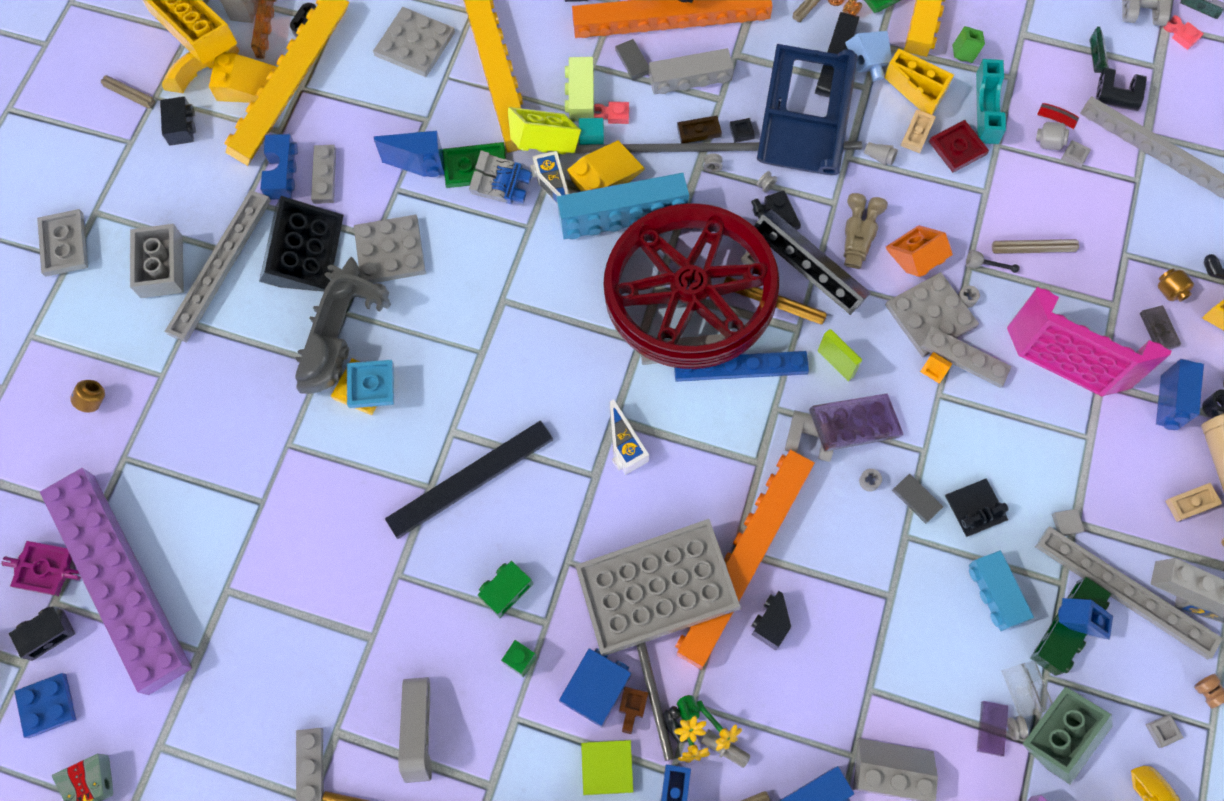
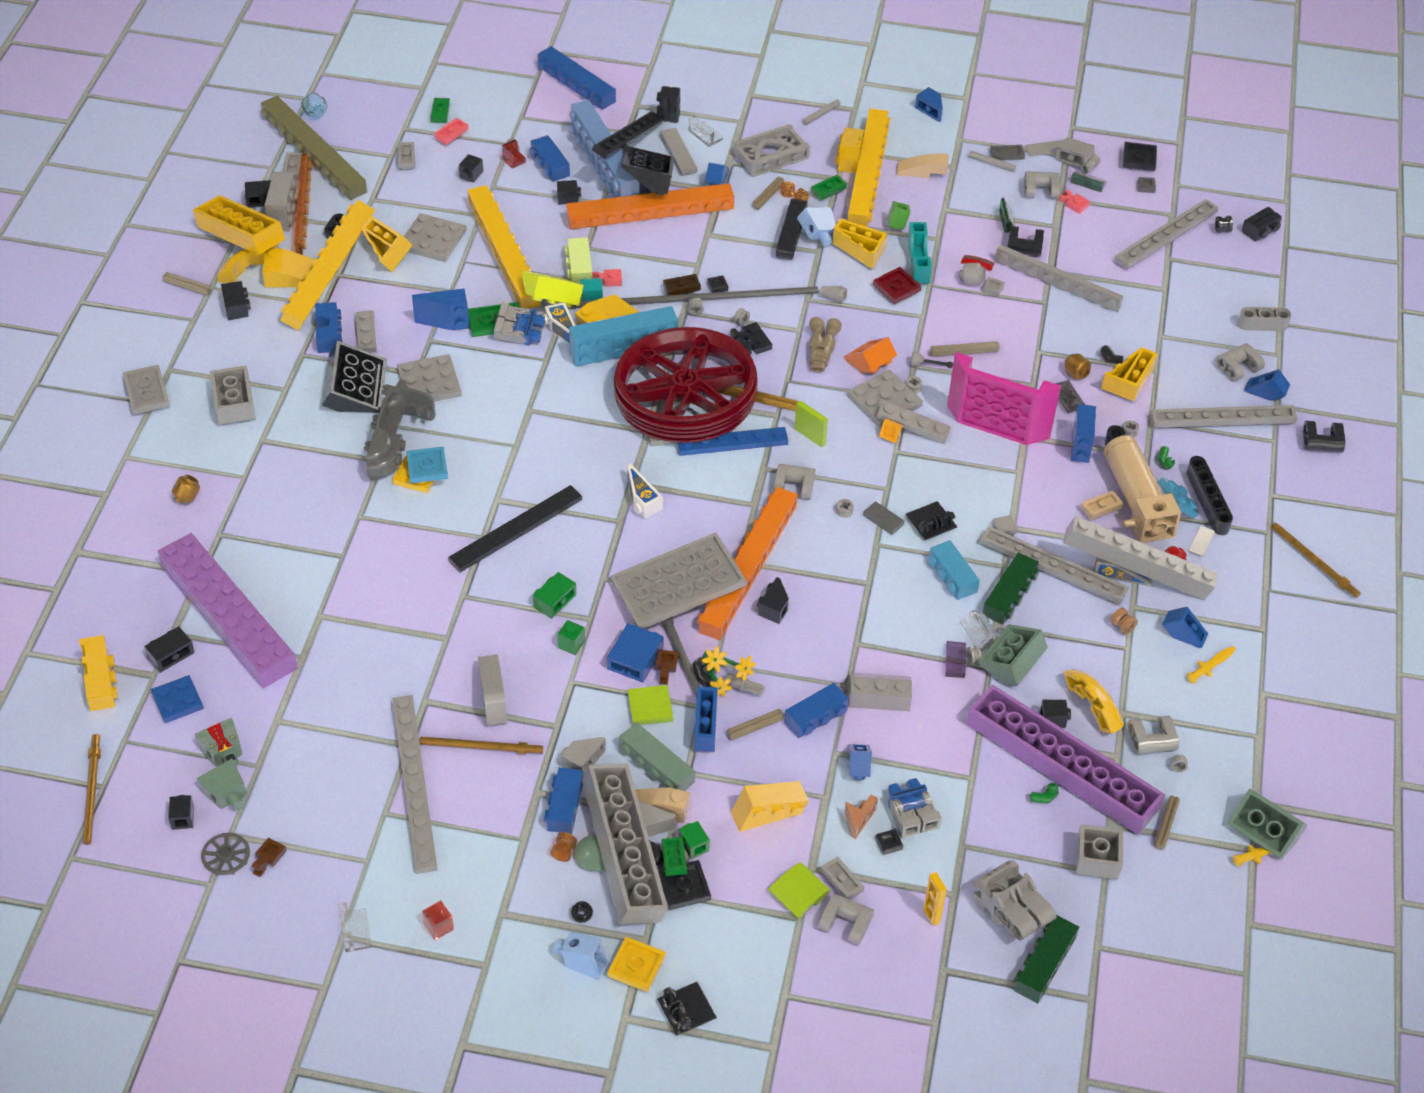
camera: 10 degrees left, 20 degrees down
(41, 568) = (162, 608): magenta plate -> none
(217, 266) = (283, 398): light grey plate -> none
(358, 50) = (386, 242): none -> yellow wedge
(632, 59) = (621, 241): dark grey tile -> none
(691, 71) = (670, 245): light grey brick -> none
(804, 139) = (765, 285): dark blue piece -> none
(811, 262) = (784, 364): black brick -> none
(855, 422) = (828, 465): clear purple plate -> none
(918, 131) = (863, 277): tan plate -> none
(1085, 617) = (1018, 572): blue slope -> none
(1164, 731) = (1089, 651): light grey tile -> none

